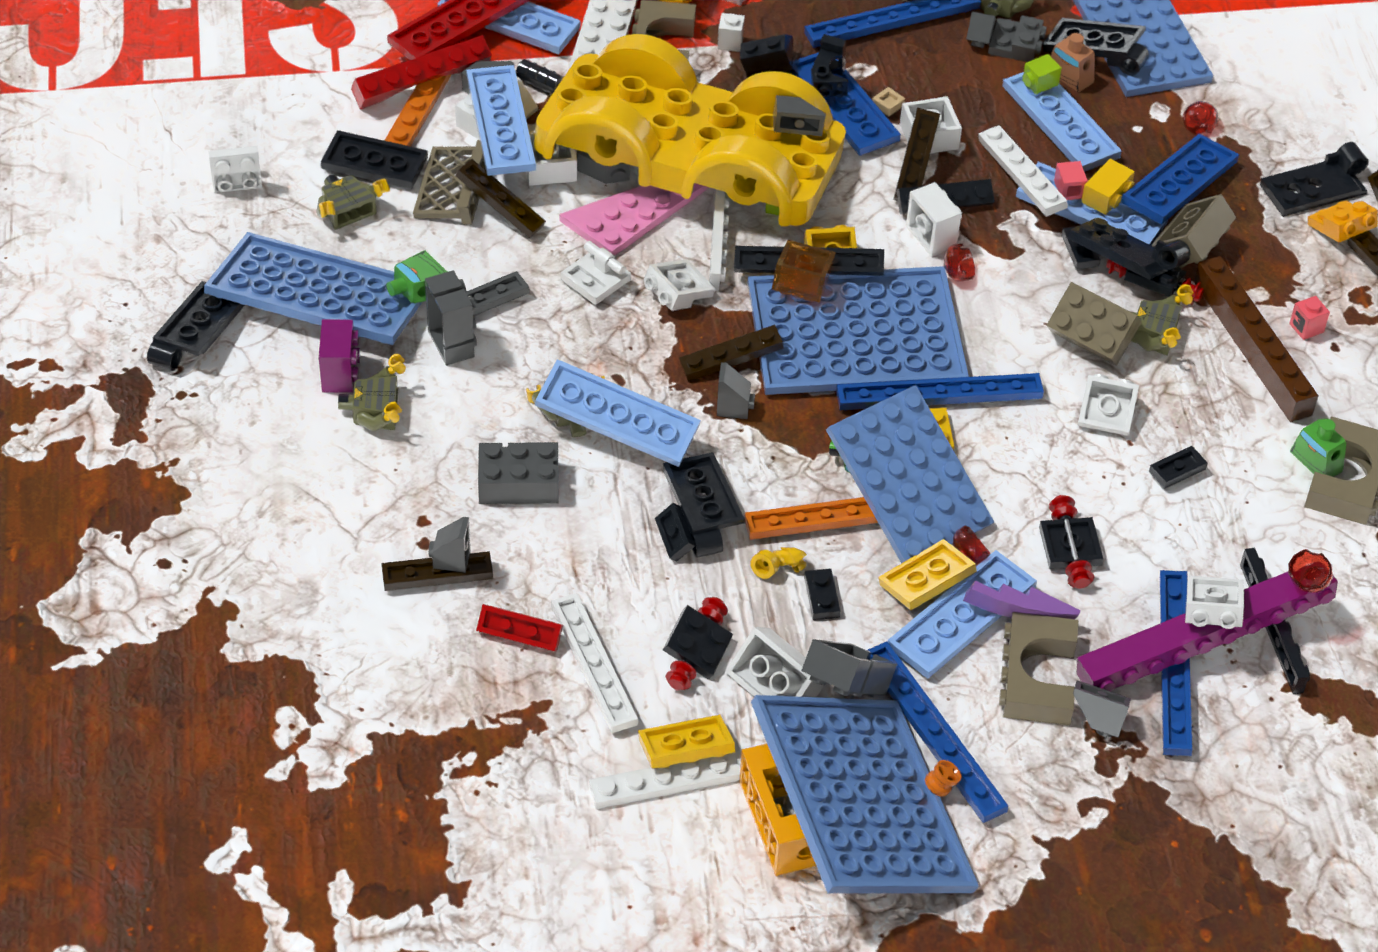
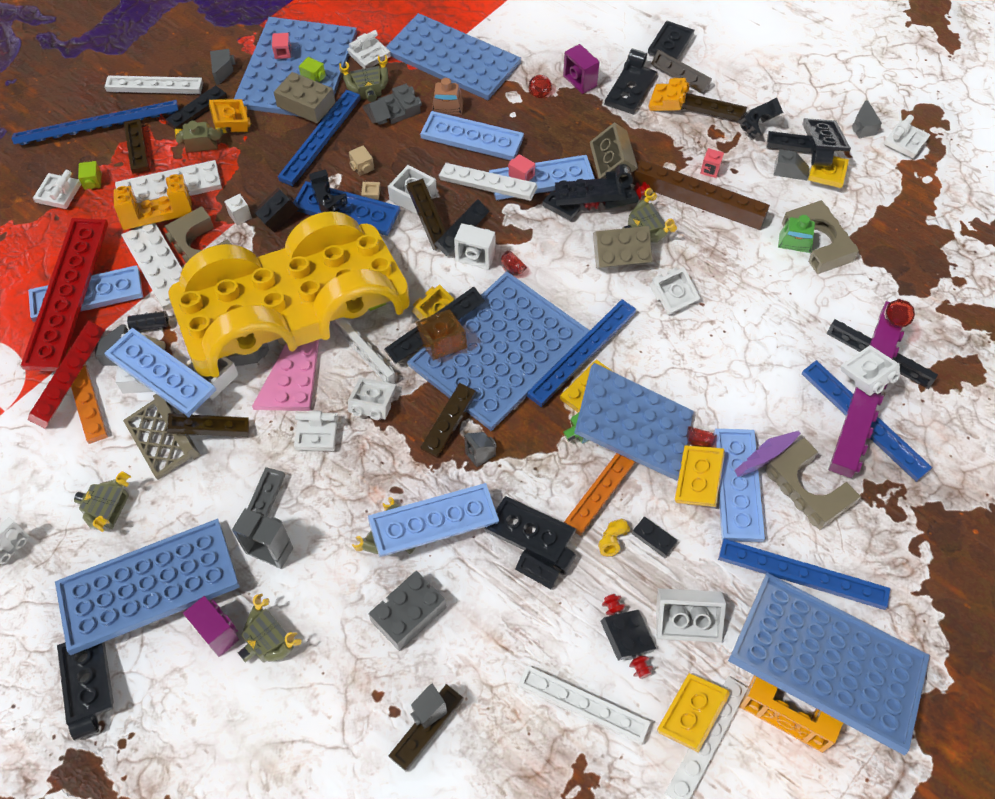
camera: 40 degrees left, 10 degrees up
(374, 159) = (92, 459): black plate -> none
(411, 275) = (212, 524): bright green torso -> none
(519, 627) = (517, 722): red plate -> none
(797, 116) = (348, 238): dark grey slope -> none
(848, 668) = (744, 588): dark grey piece -> none
(909, 66) = (361, 160): none -> tan brick
(943, 778) = (845, 603): orange wheel -> none
(1041, 74) = (441, 116): lime brick -> none
(1071, 542) = (743, 390): black plate -> none
(1102, 708) = (873, 481): slope -> none
(1107, 40) = (459, 71): black hinge -> none
(1108, 186) = (544, 159): yellow brick -> none
(1178, 467) = (743, 300): black plate -> none
(1180, 178) = (570, 129): blue plate -> none
(1265, 126) = (581, 68): none -> magenta brick

